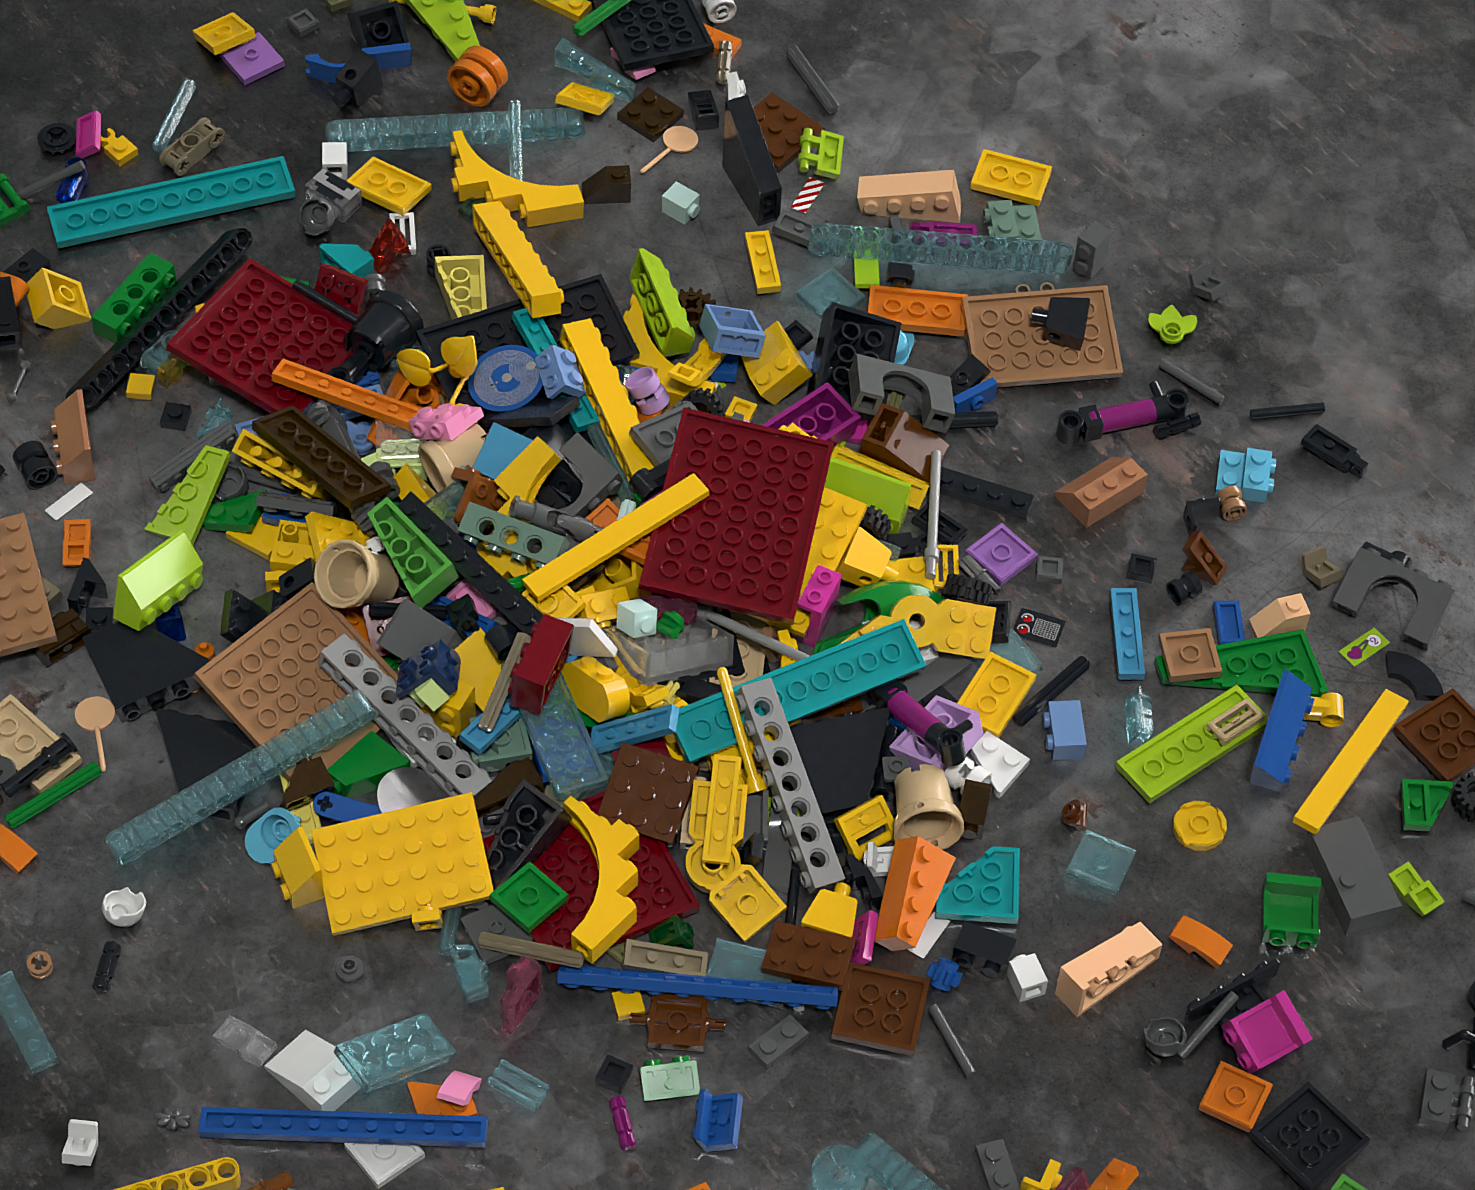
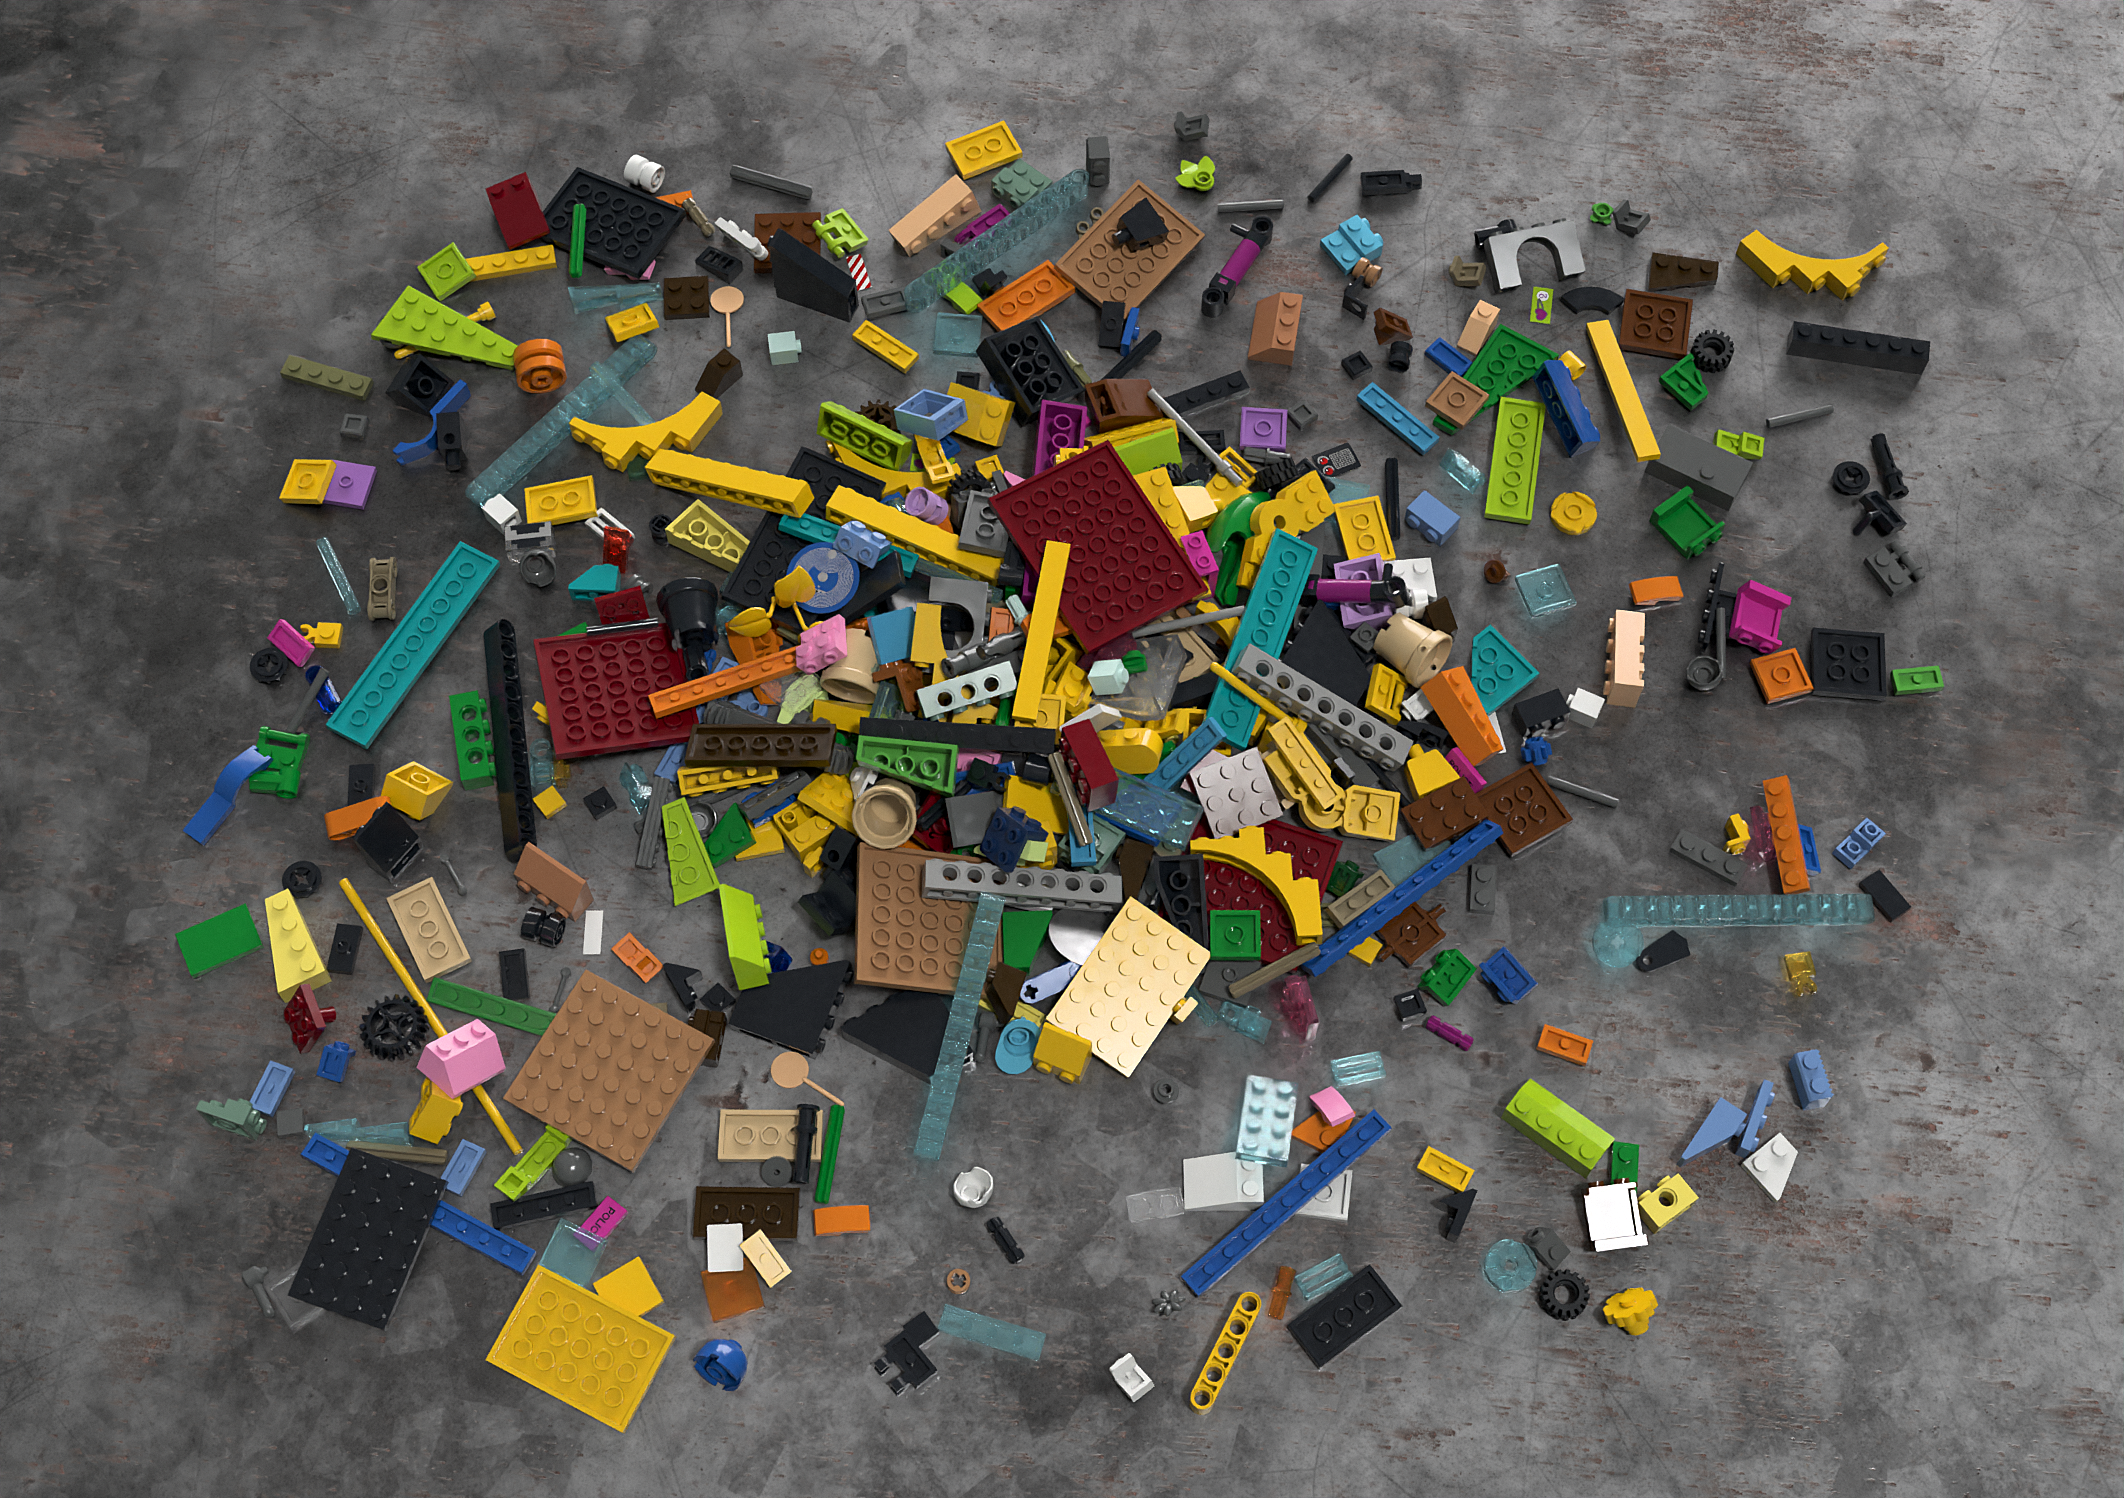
camera: 40 degrees left, 10 degrees up
(929, 390) = (1104, 349): dark grey arch -> none
(1177, 425) = (1275, 244): black axle -> none
(1241, 729) = (1526, 439): tan tile -> none

